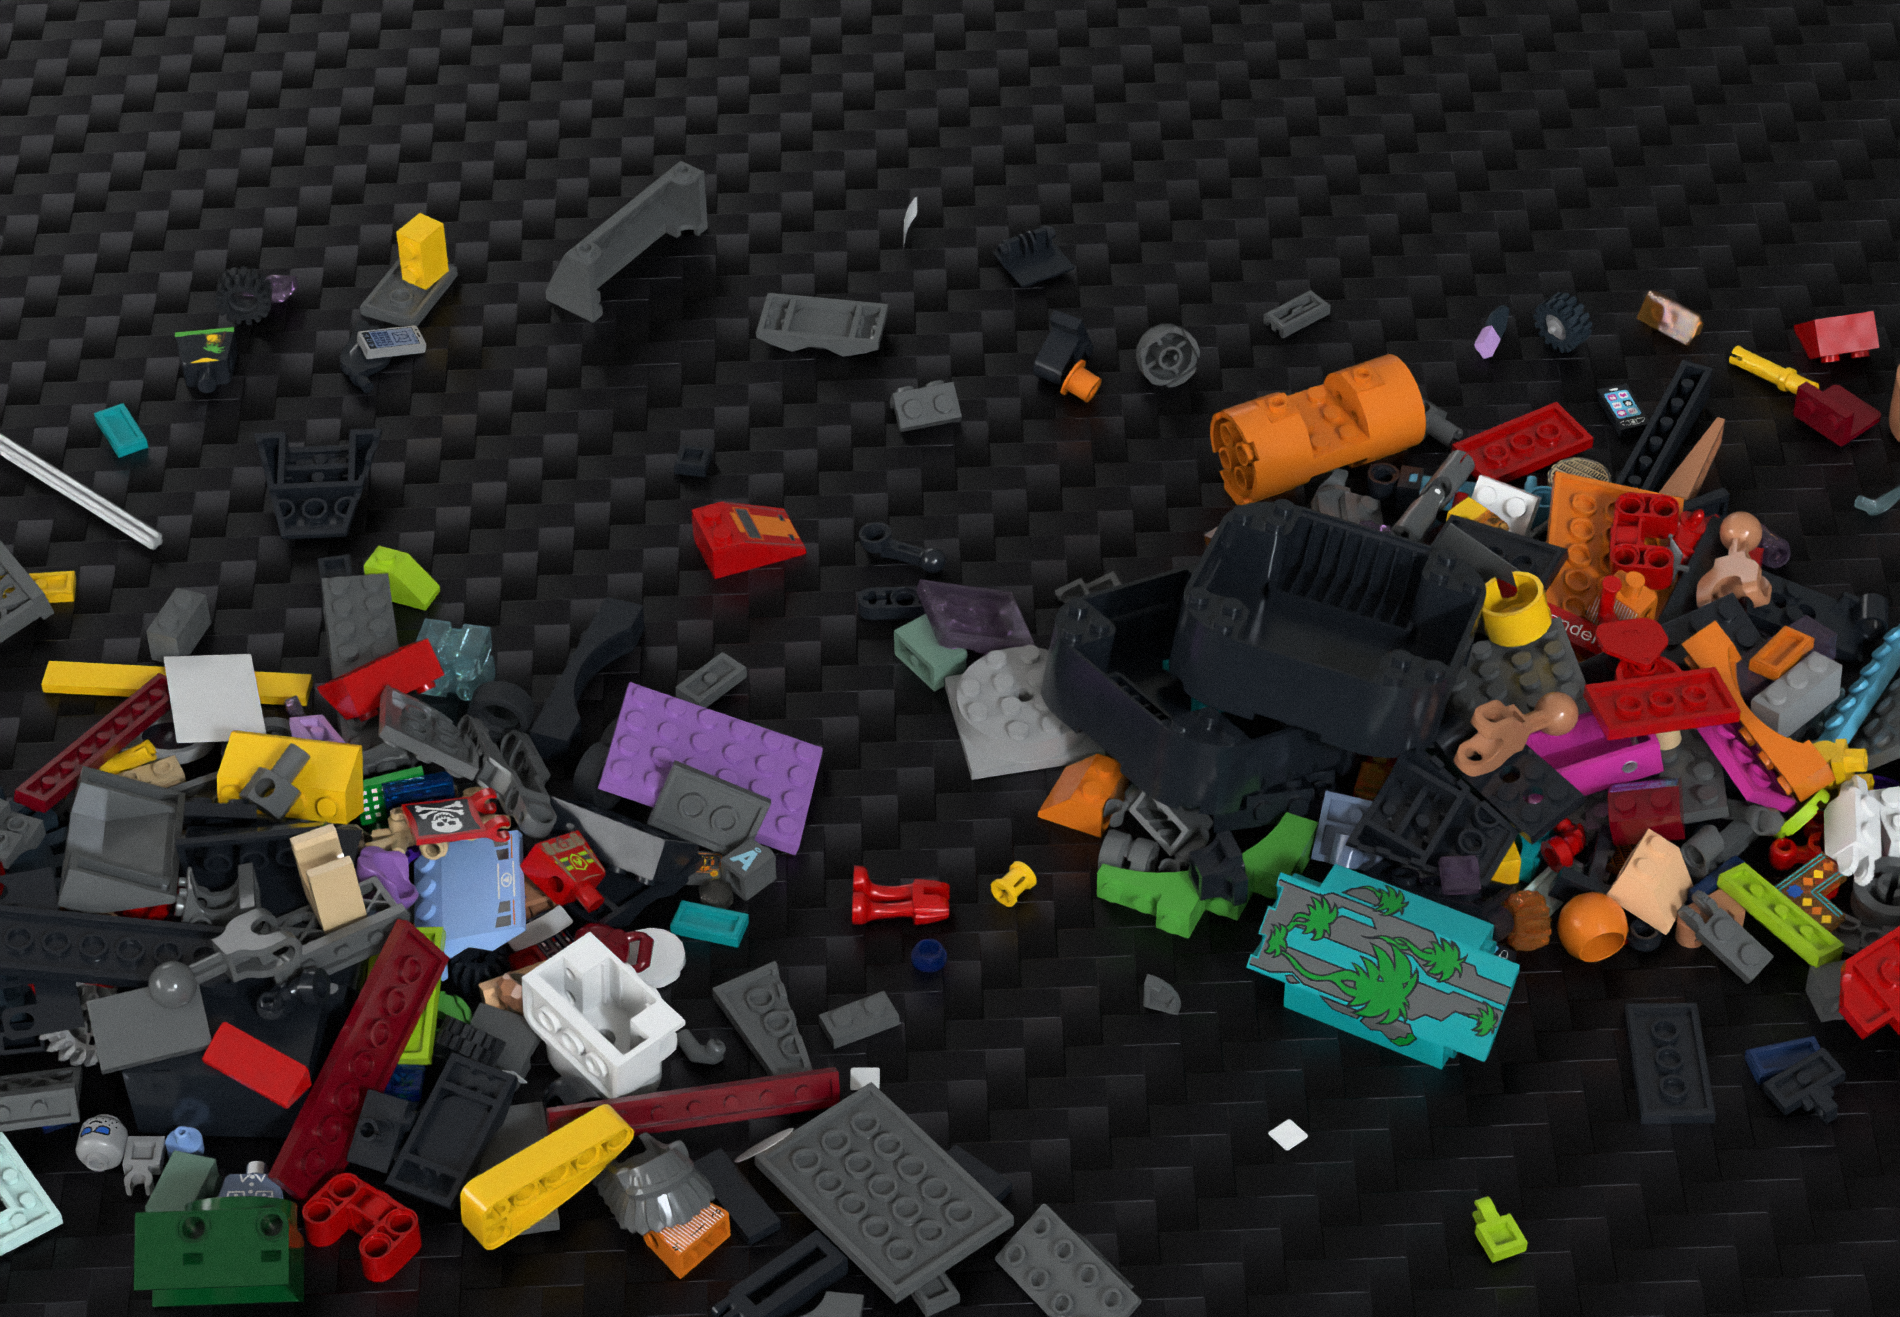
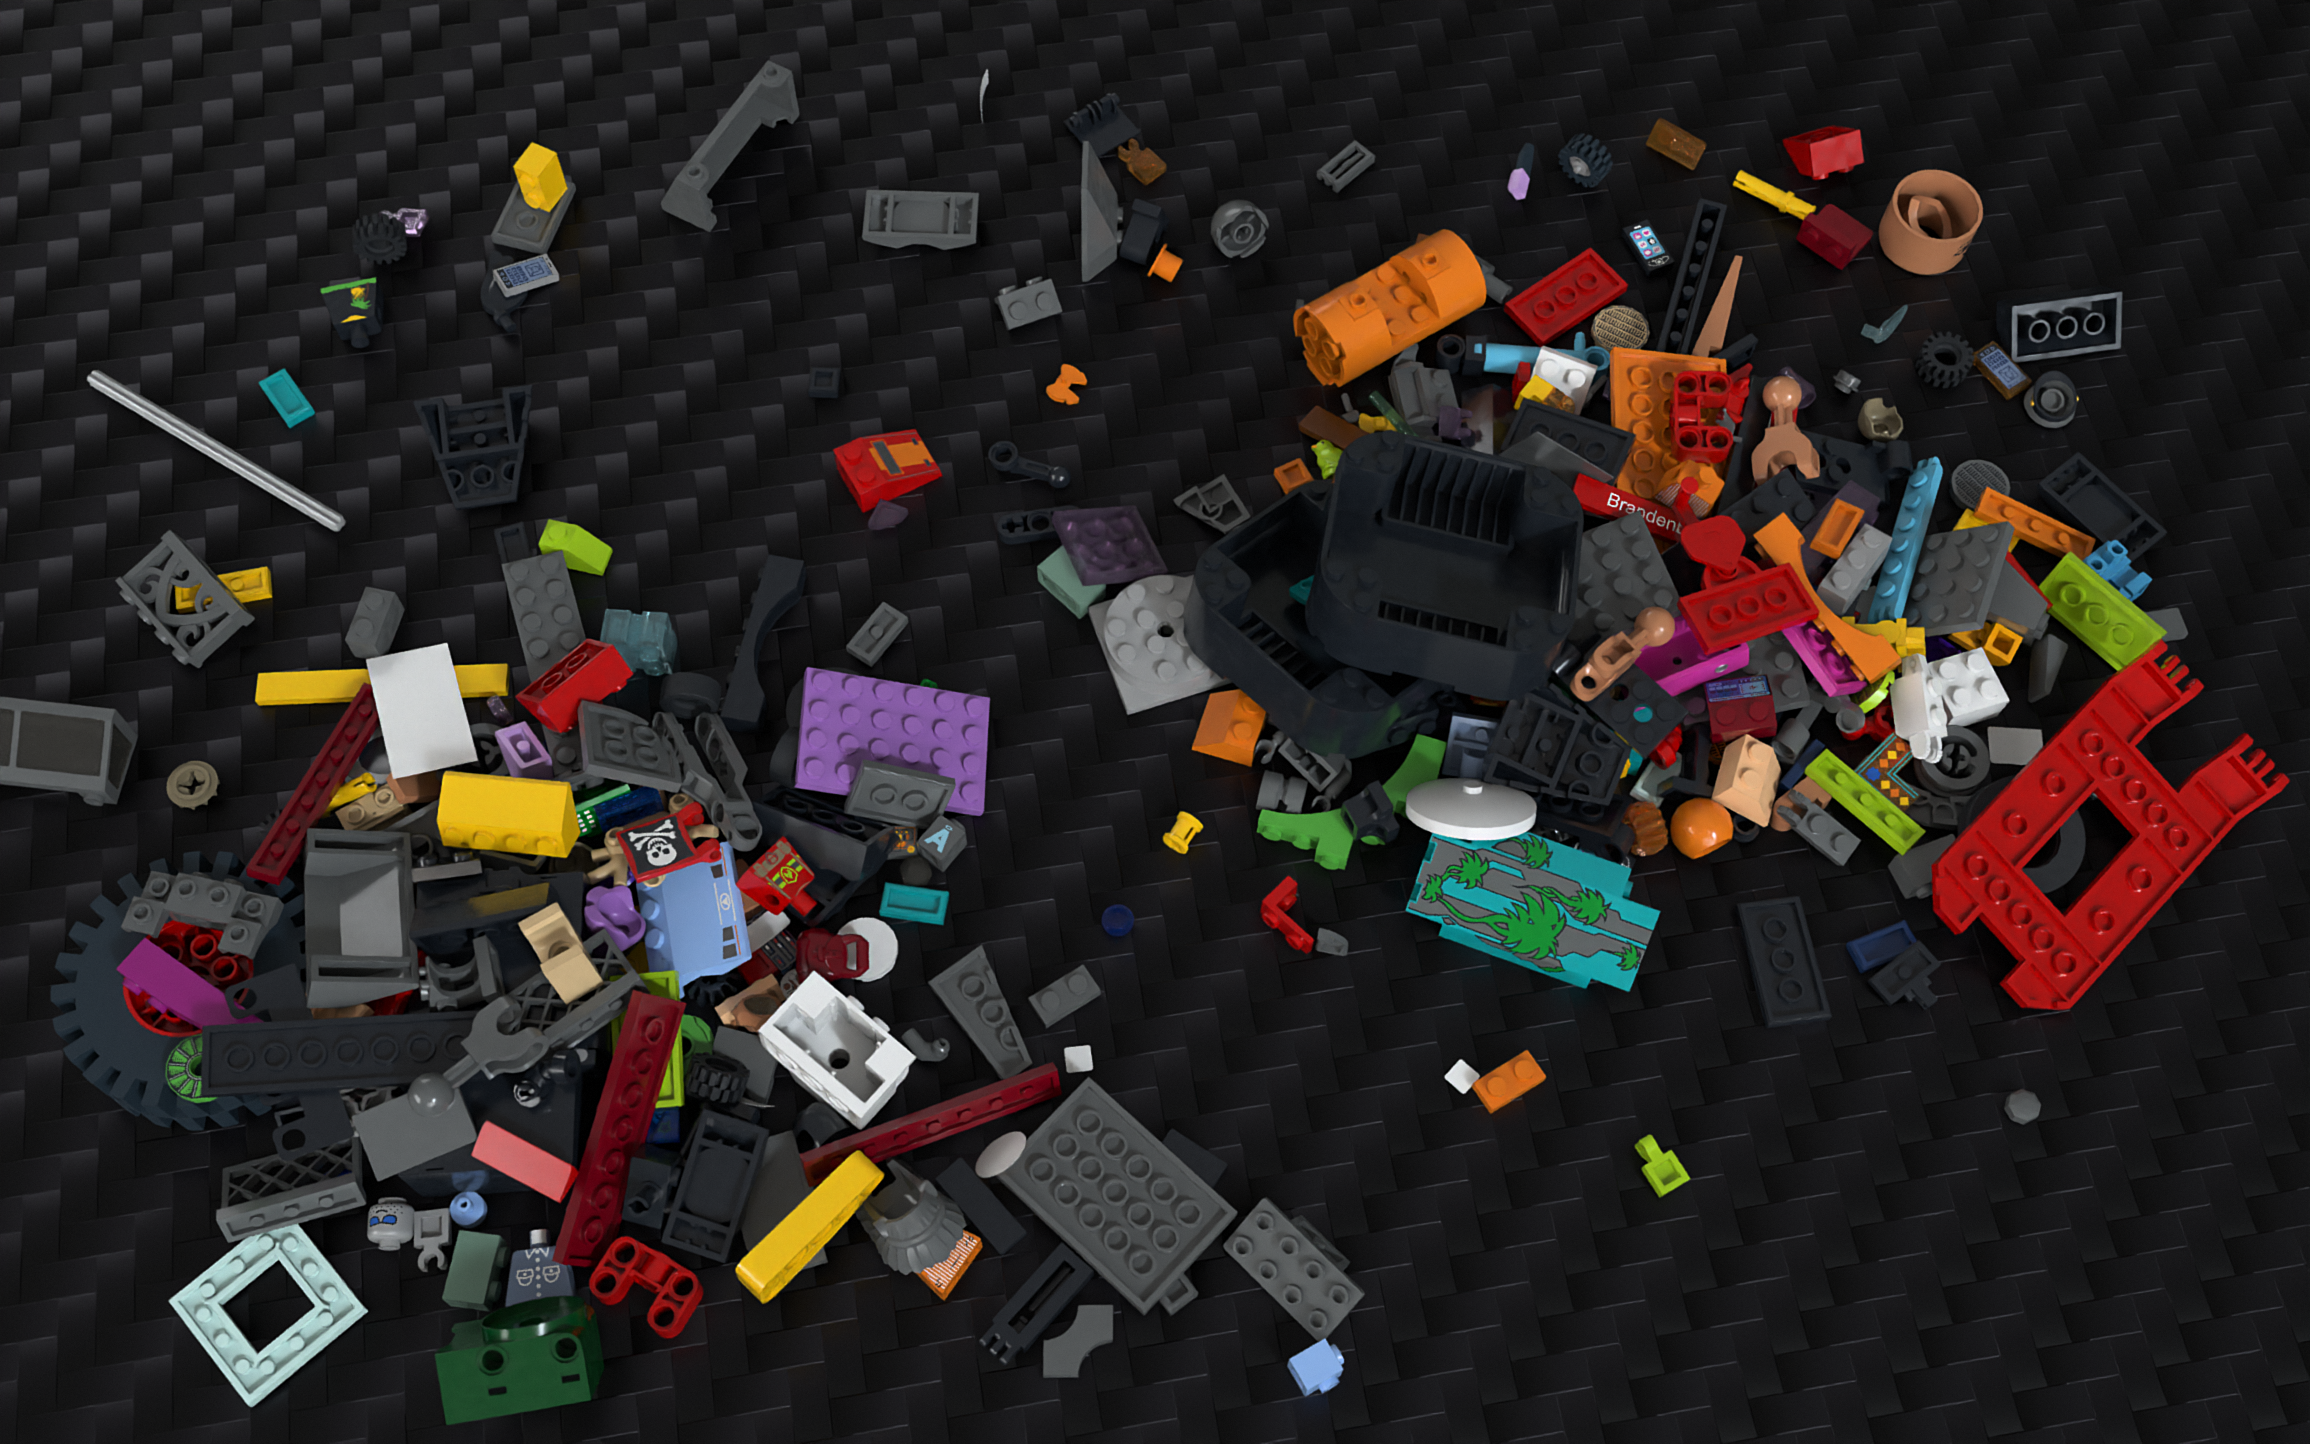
camera: 10 degrees left, 20 degrees up
(192, 762) = (415, 788): none -> nougat tile
(277, 778) = (498, 827): dark grey piece -> none
(740, 580) = (886, 515): none -> clear purple tile
(922, 900) = (1105, 854): red piece -> none
(948, 487) = (1060, 389): none -> orange piece
(1013, 326) = (1099, 216): none -> dark grey wedge
(1072, 296) = (1142, 164): none -> clear orange plate
(1105, 964) = (1283, 898): none -> red bracket
(1329, 859) = (1470, 809): none -> white dish
(1339, 1141) = (1508, 1081): none -> orange plate
(1434, 496) = (1501, 377): dark grey piece -> none
(1459, 875) = (1586, 800): clear purple tile -> none
(1518, 618) = (1610, 502): yellow piece -> none
(1828, 545) = (1846, 382): none -> dark grey plate
(1857, 579) = (1879, 422): none -> dark tan hair

